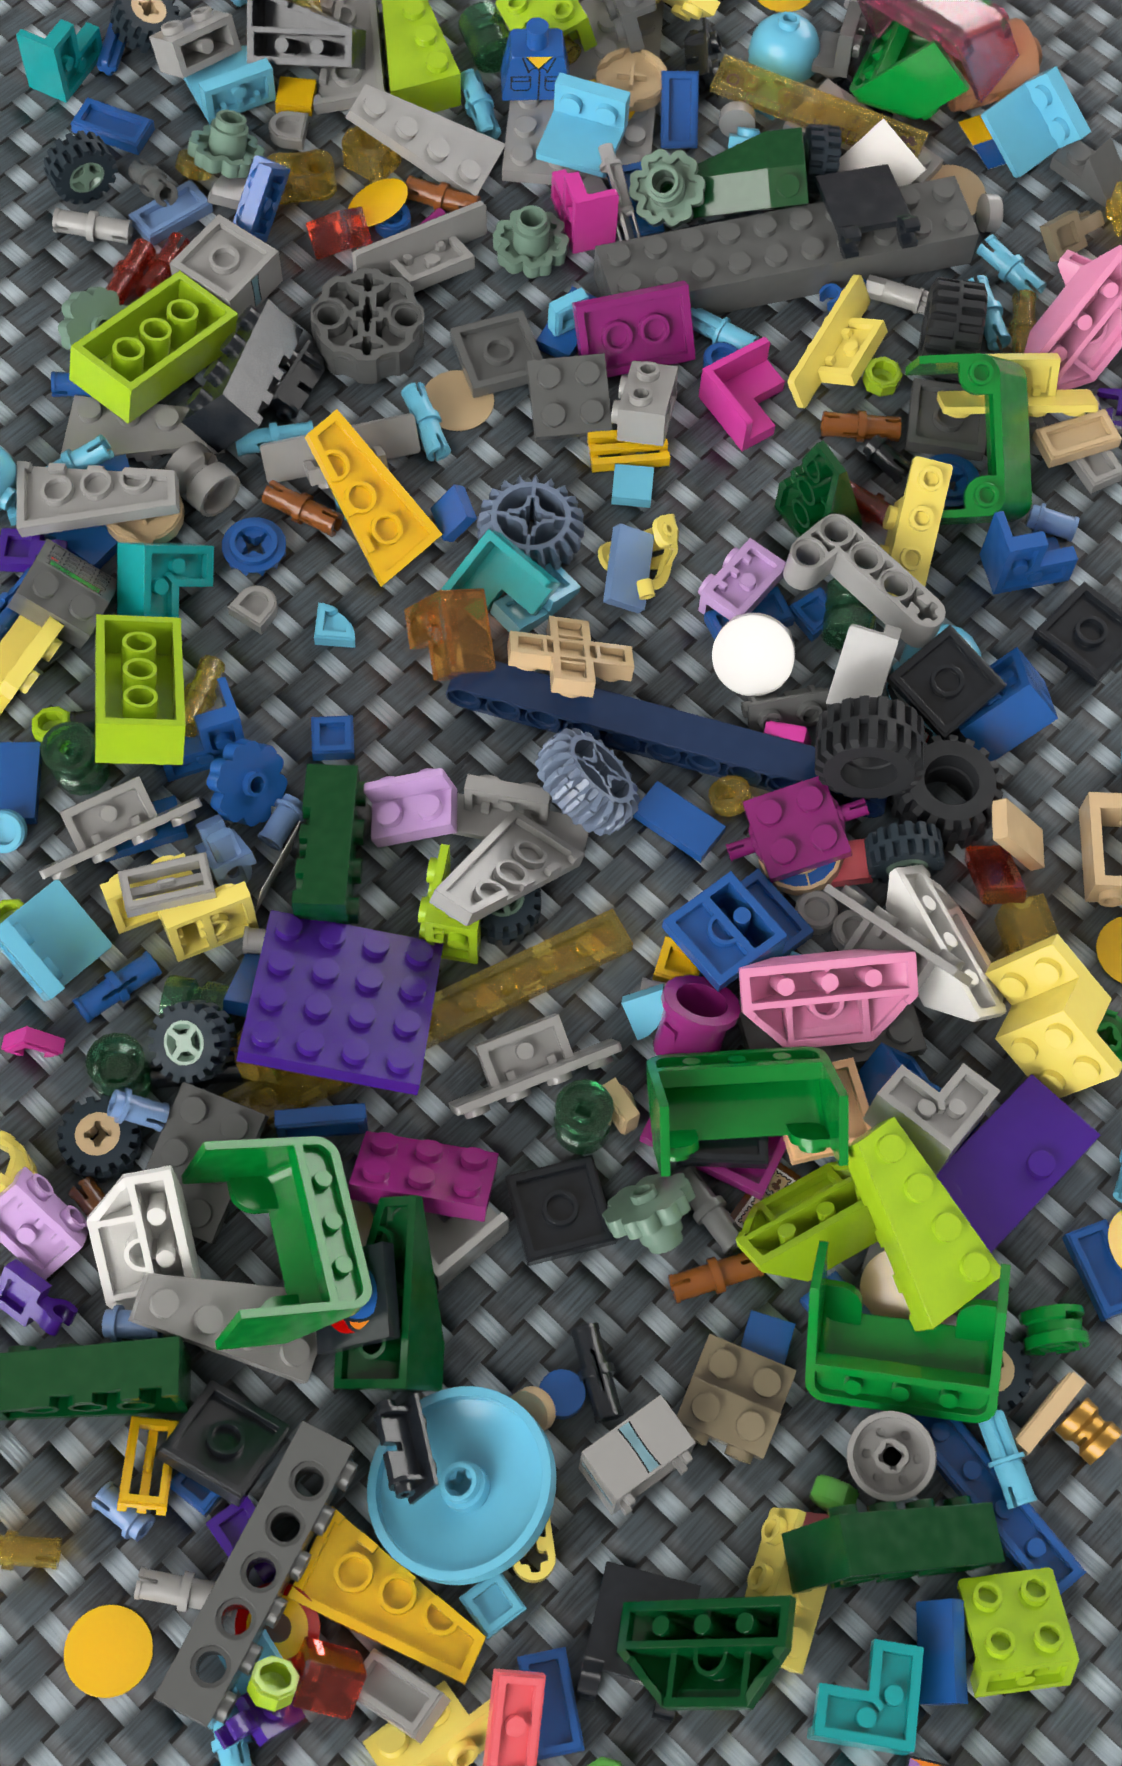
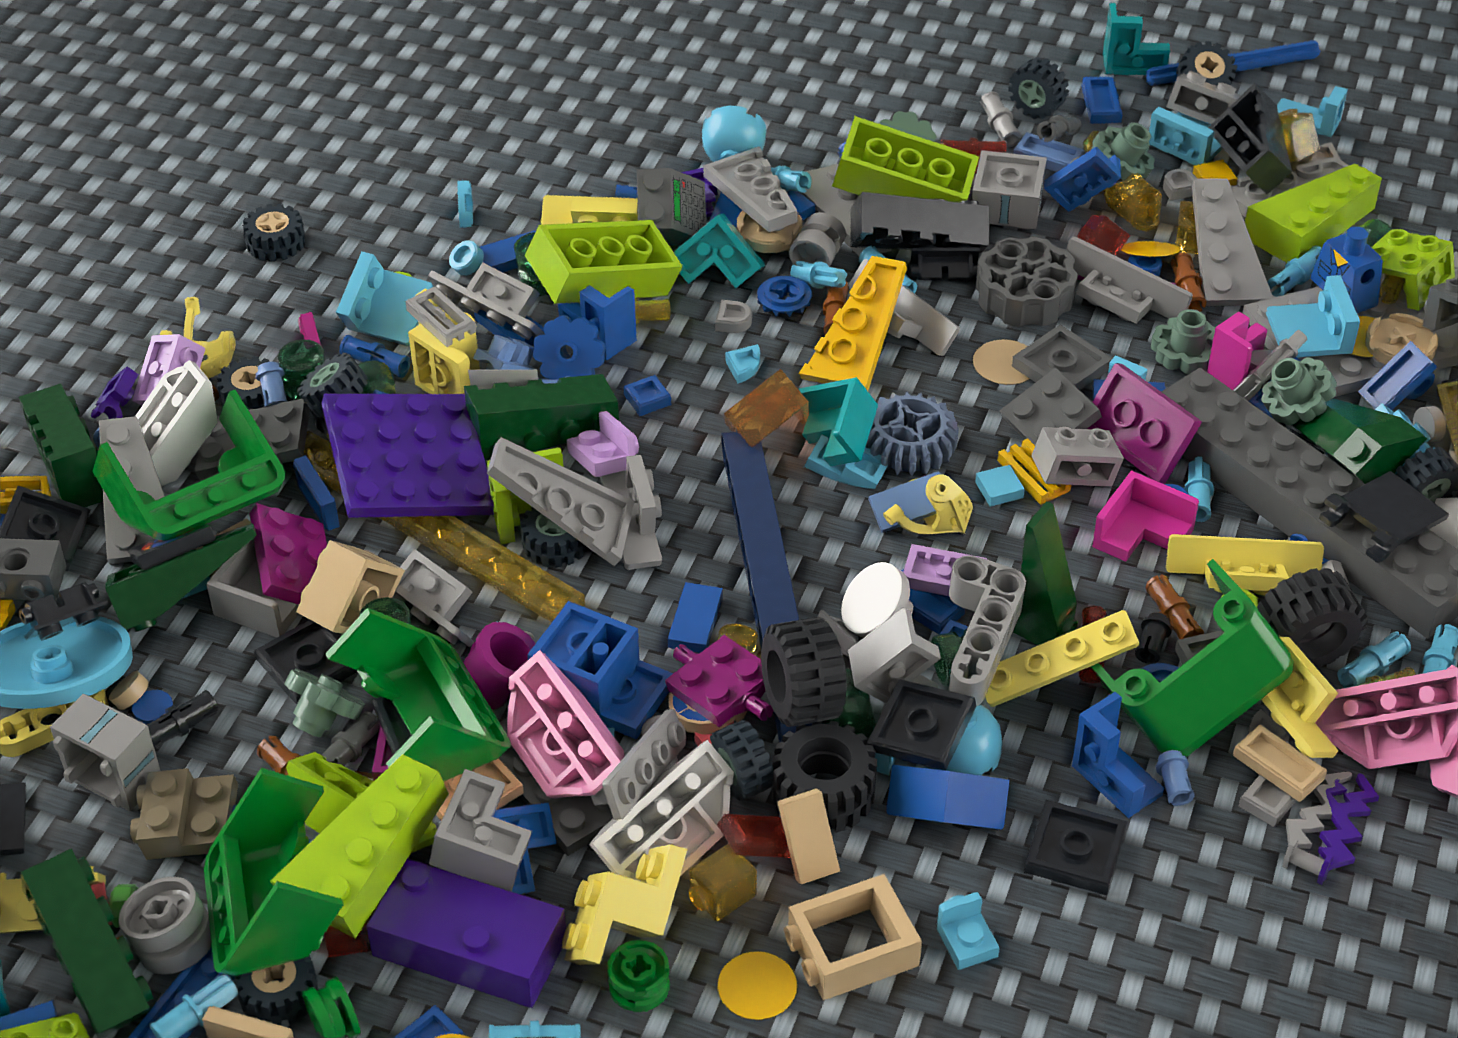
camera: 70 degrees right, 20 degrees down
(255, 499) = (818, 274): none -> medium azure axle
(427, 421) = (964, 344): medium azure pin -> none
(453, 513) = (891, 384): blue tile -> none
(529, 1129) = (345, 584): none -> tan brick
(570, 657) = (787, 481): tan plate -> none
(587, 781) = (671, 508): sand blue gear -> none

